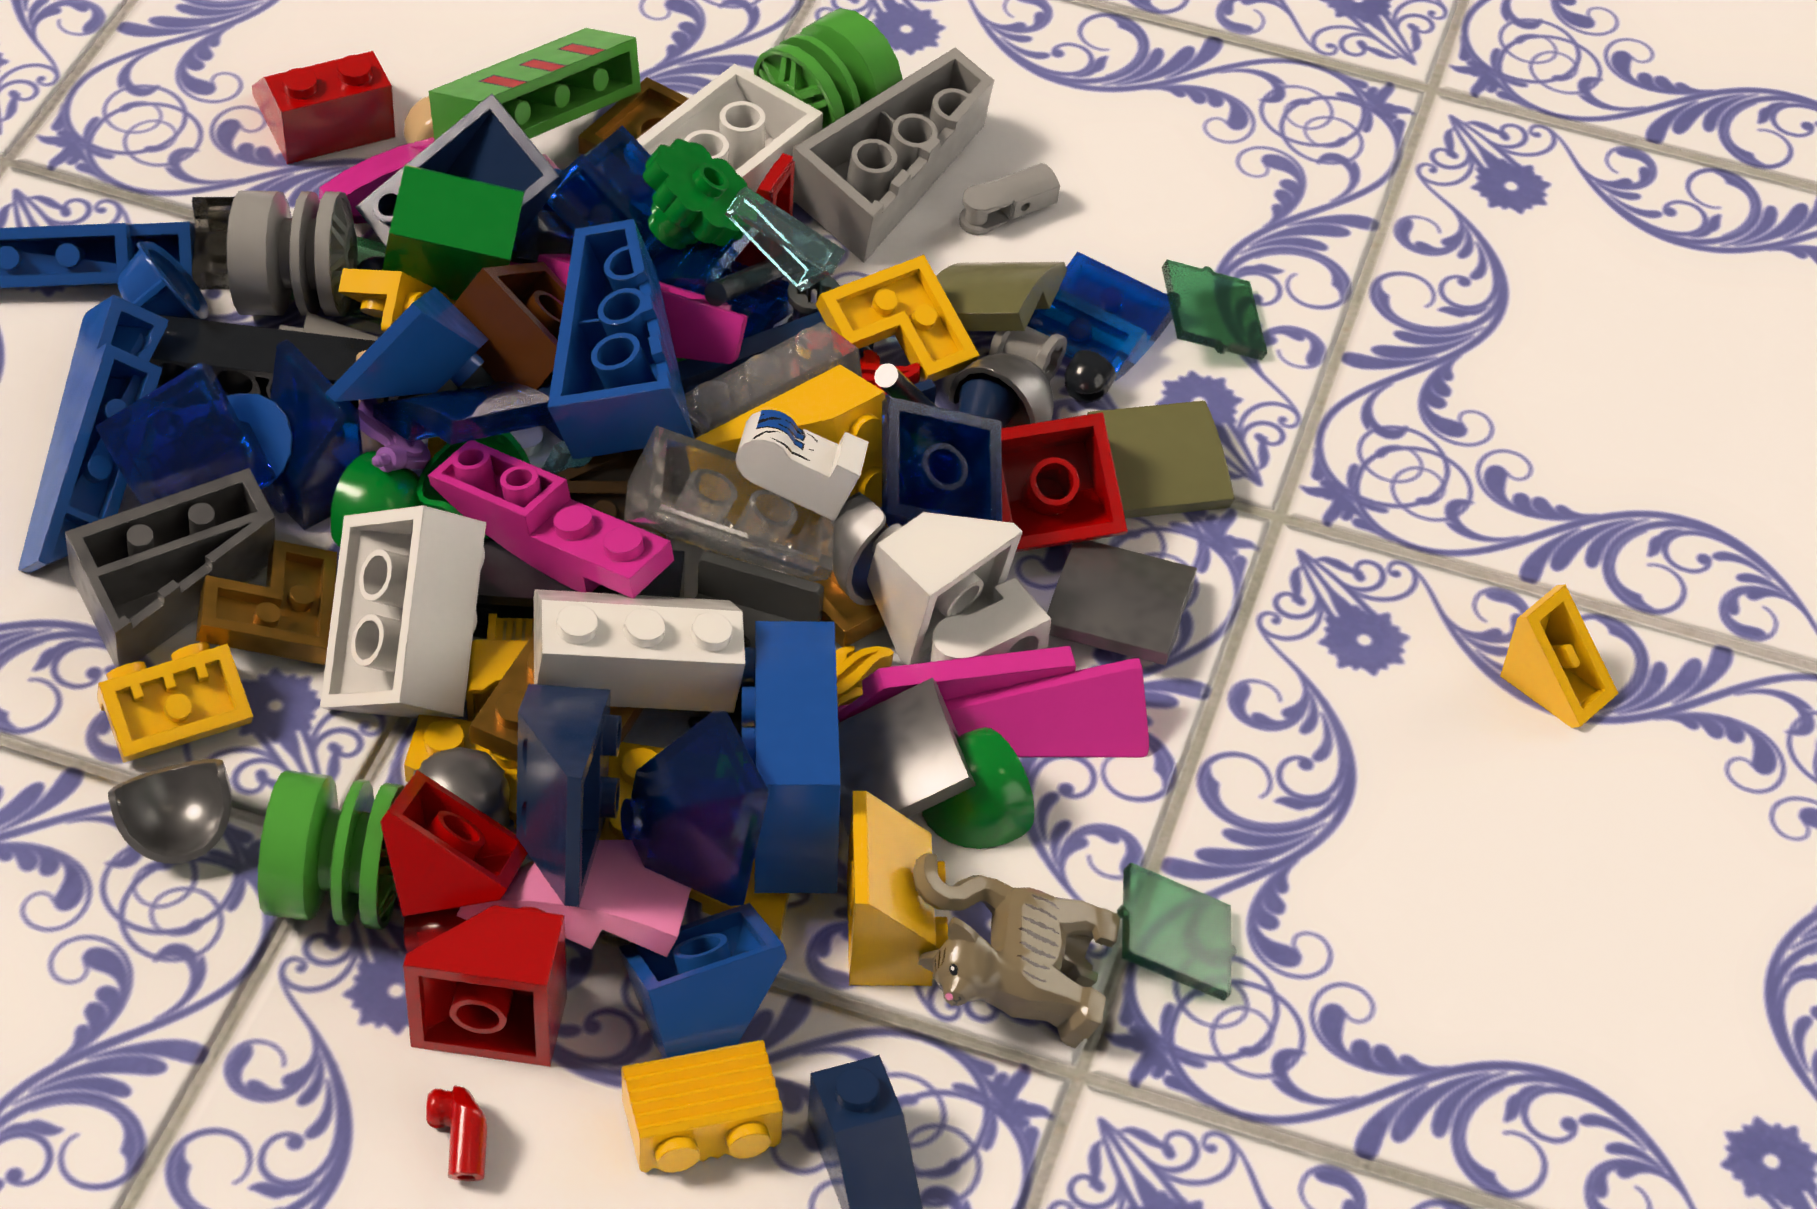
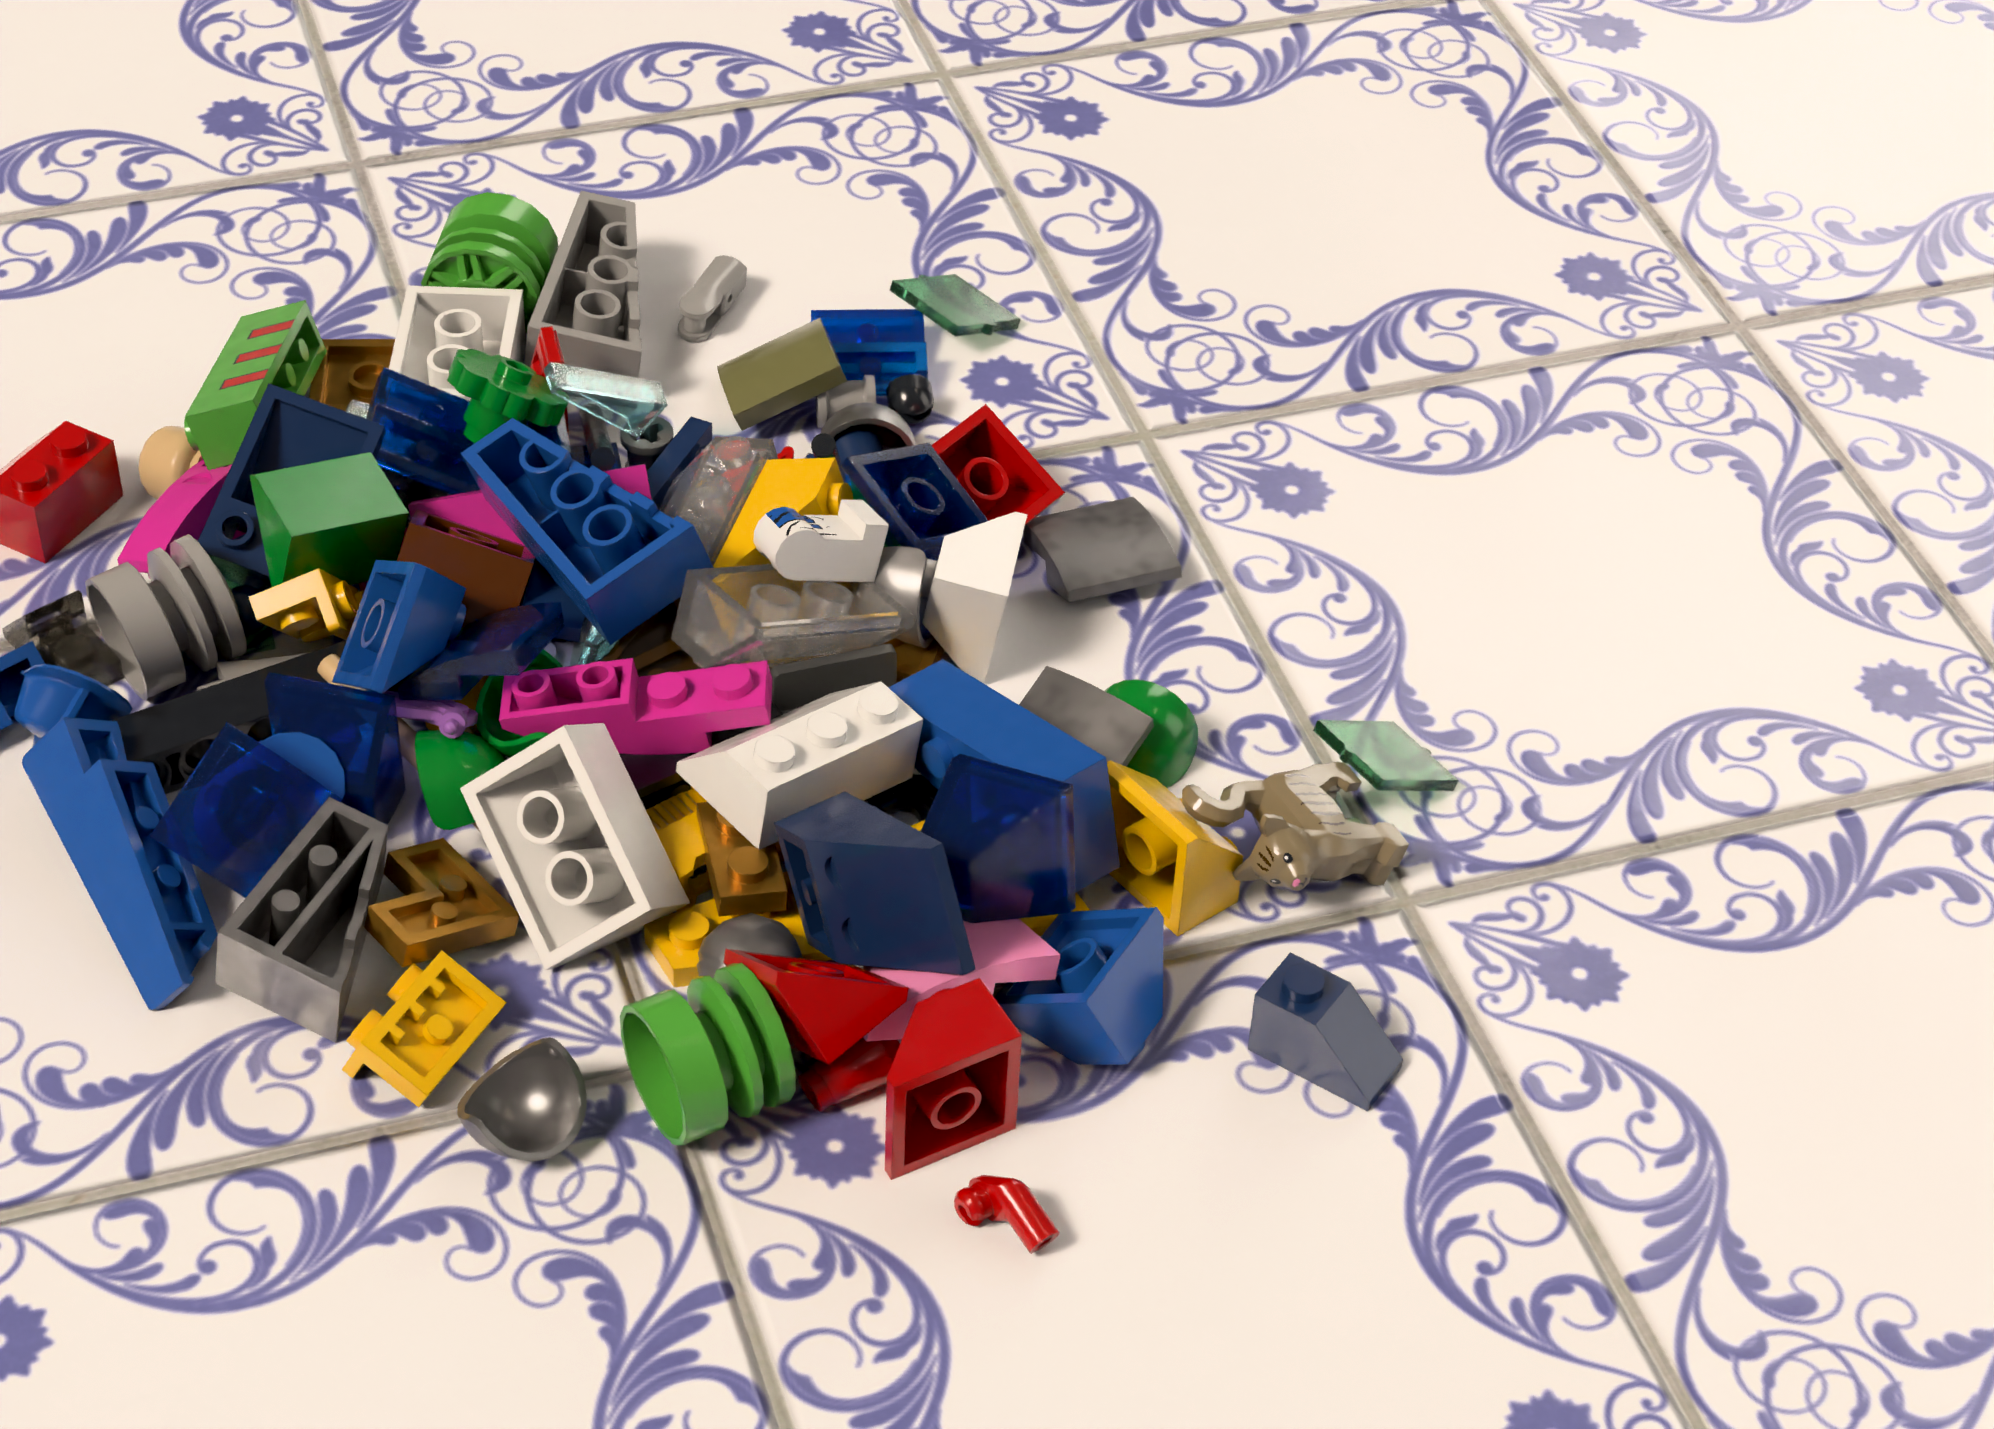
camera: 35 degrees left, 5 degrees down
(702, 1107) = (1177, 1078): yellow brick -> none
(906, 304) = (746, 403): yellow plate -> none
(1007, 626) = (1038, 627): white leg -> none
(1031, 701) = (1118, 643): dark pink wedge -> none
(1168, 459) = (1043, 420): olive slope -> none
(1557, 660) = (1451, 429): yellow slope -> none

